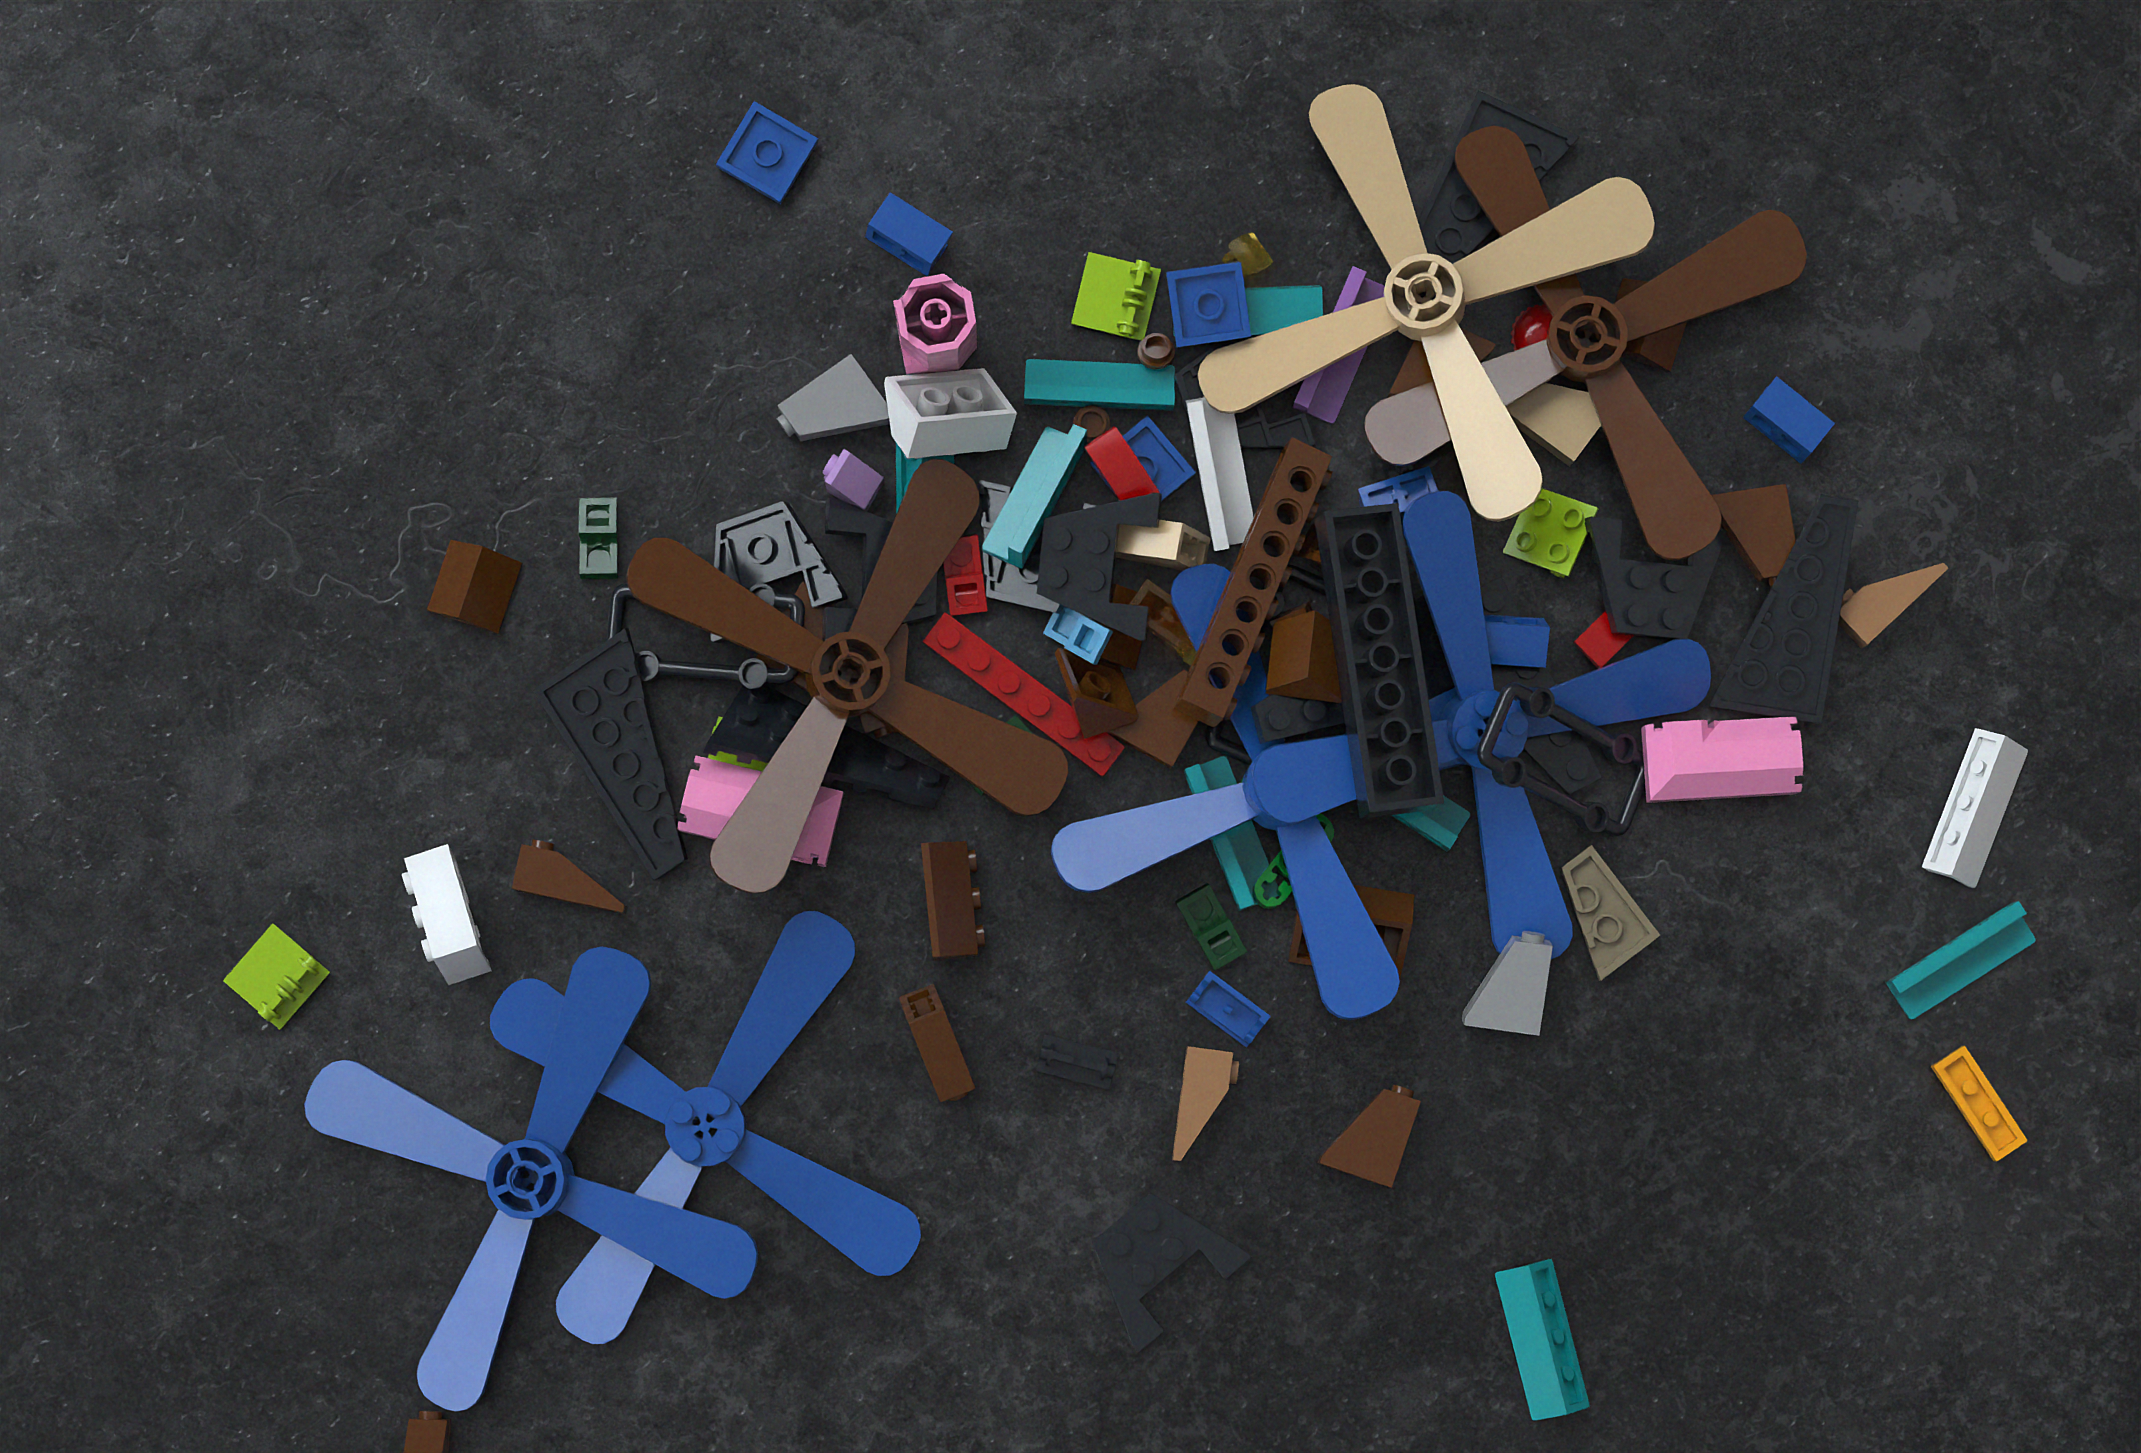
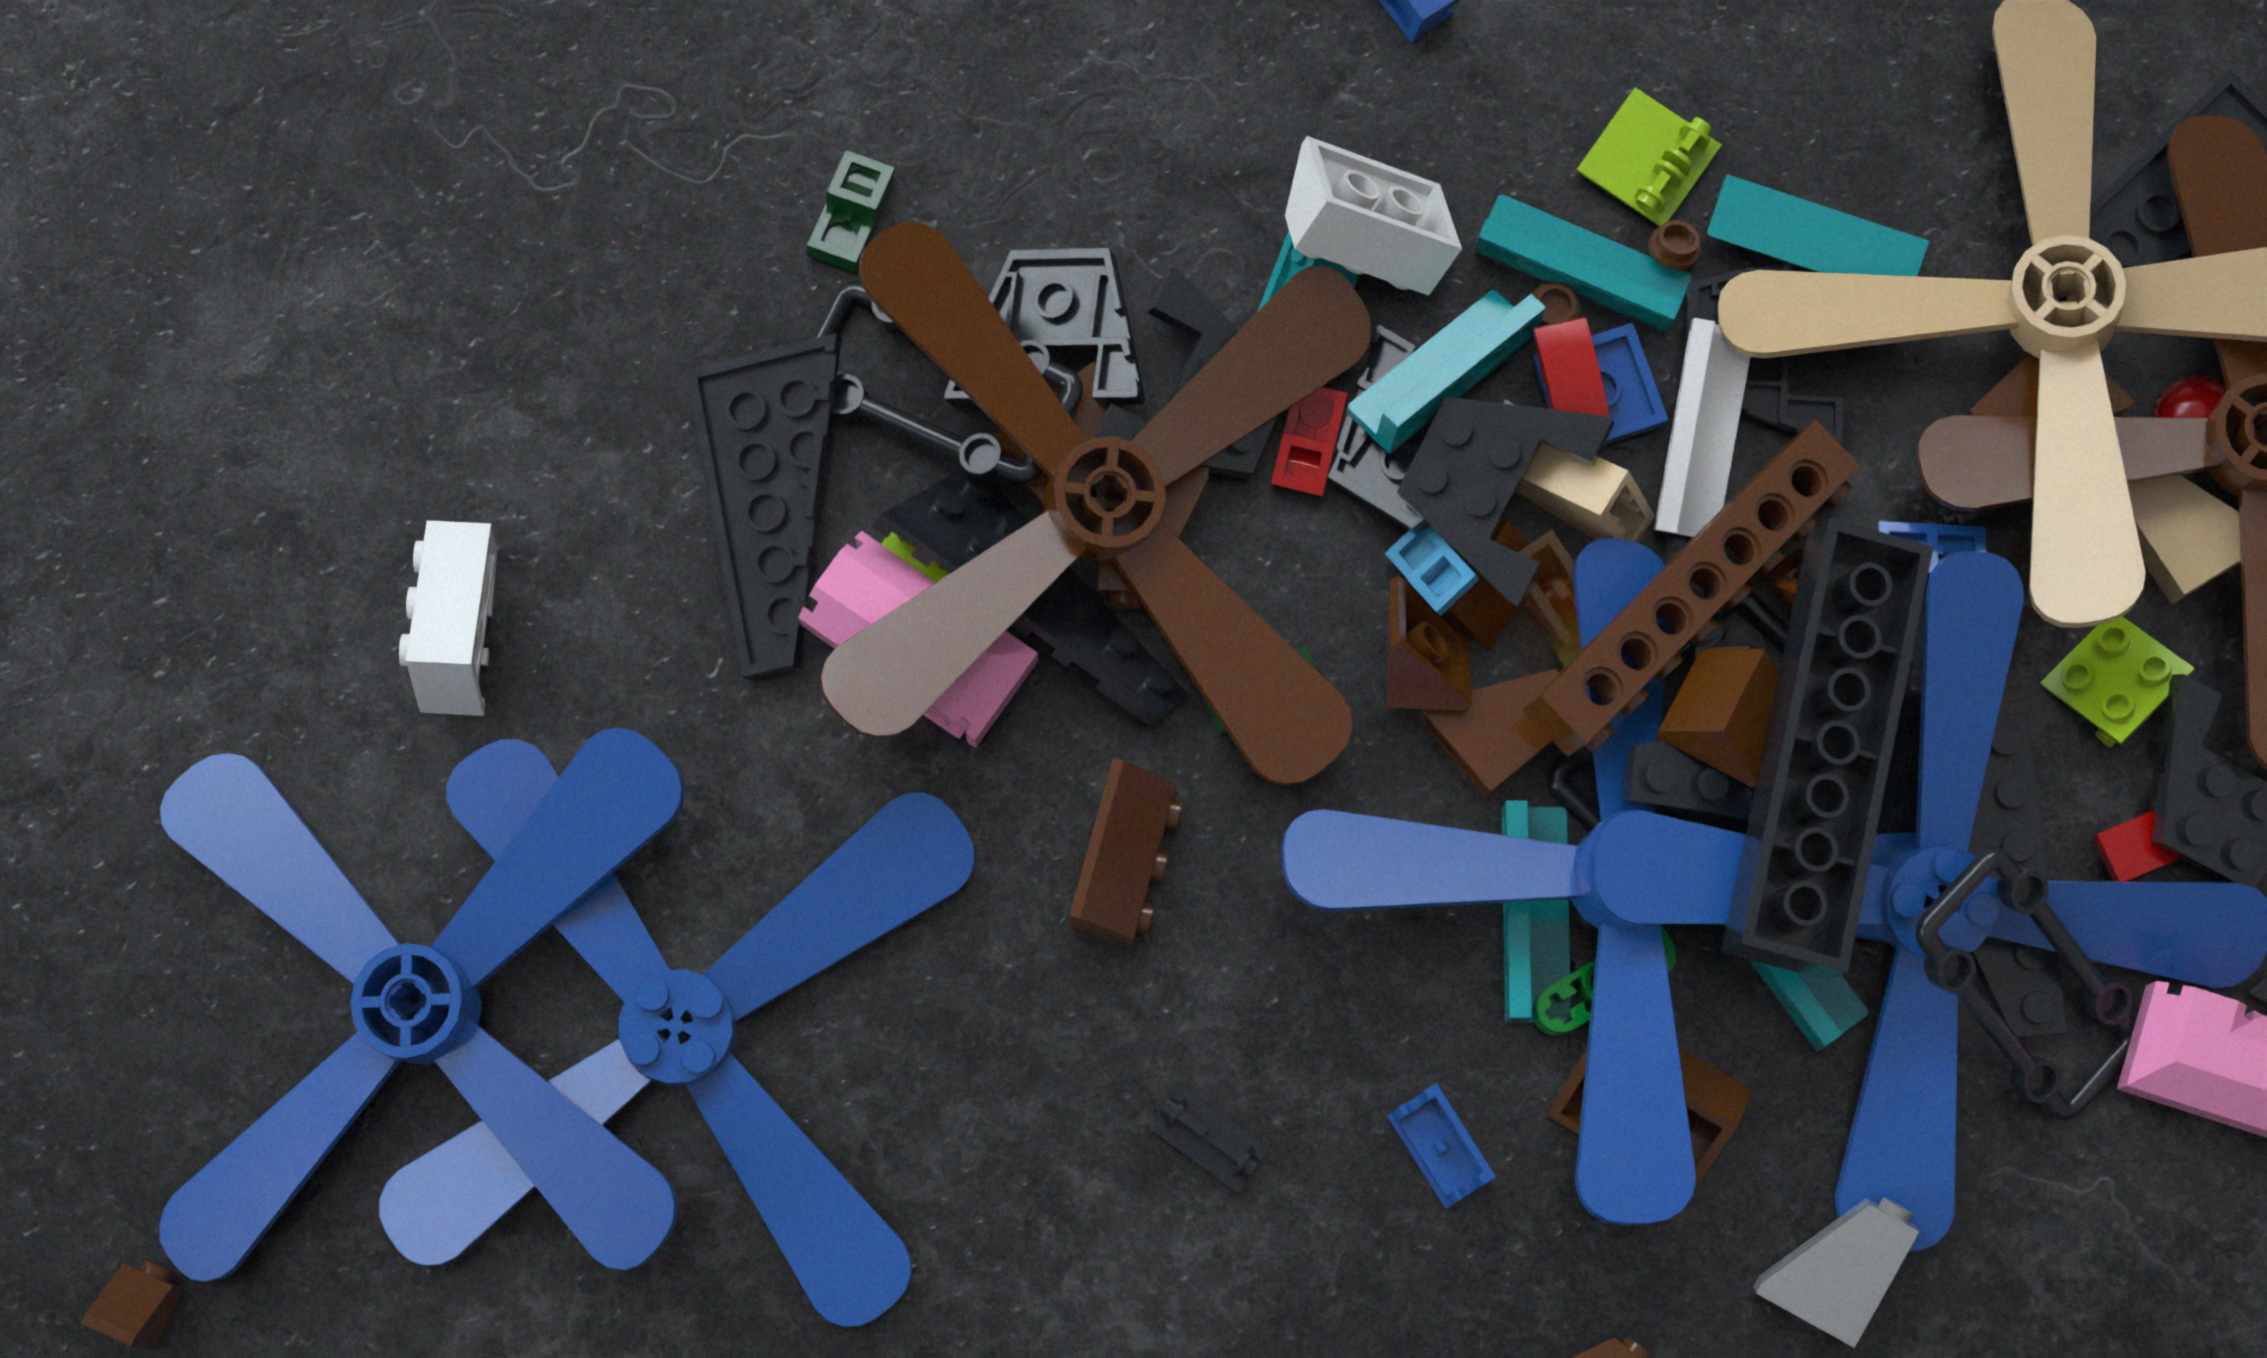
camera: 30 degrees right, 5 degrees down
(276, 976) = (200, 613): lime hinge -> none
(474, 586) = (667, 211): reddish brown slope -> none
(553, 876) = (610, 619): reddish brown slope -> none
(834, 404) = (1225, 154): light grey slope -> none
(852, 480) = (1211, 256): lavender slope -> none
(935, 325) = (1400, 88): bright pink brick -> none
(937, 1043) = (1031, 1040): reddish brown slope -> none
(1020, 693) = (1325, 622): red plate -> none
(1203, 1087) = (1366, 1240): medium nougat slope -> none
(1208, 304) = (1770, 203): blue plate -> none
(1211, 926) = (1460, 1027): dark green slope -> none
(1249, 252) = (1847, 168): clear yellow tile -> none
(1326, 390) = (1889, 373): medium lavender panel -> none
(1517, 640) = (2022, 803): blue hinge -> none
(1606, 913) = (2006, 1217): dark tan wing -> none

